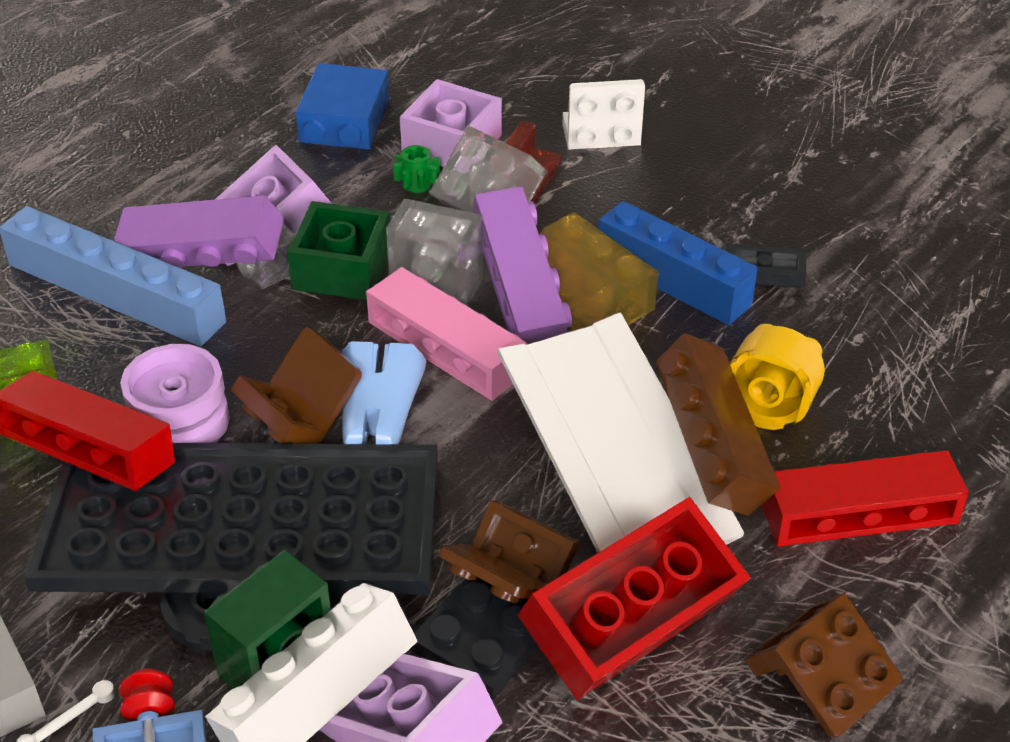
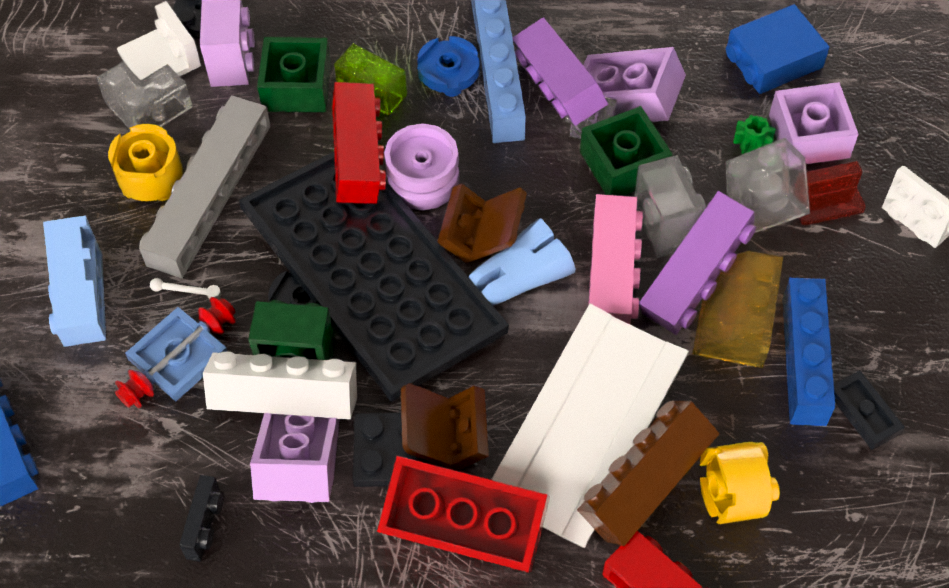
camera: 55 degrees right, 15 degrees up
(89, 328) = (448, 79): none -> blue plate

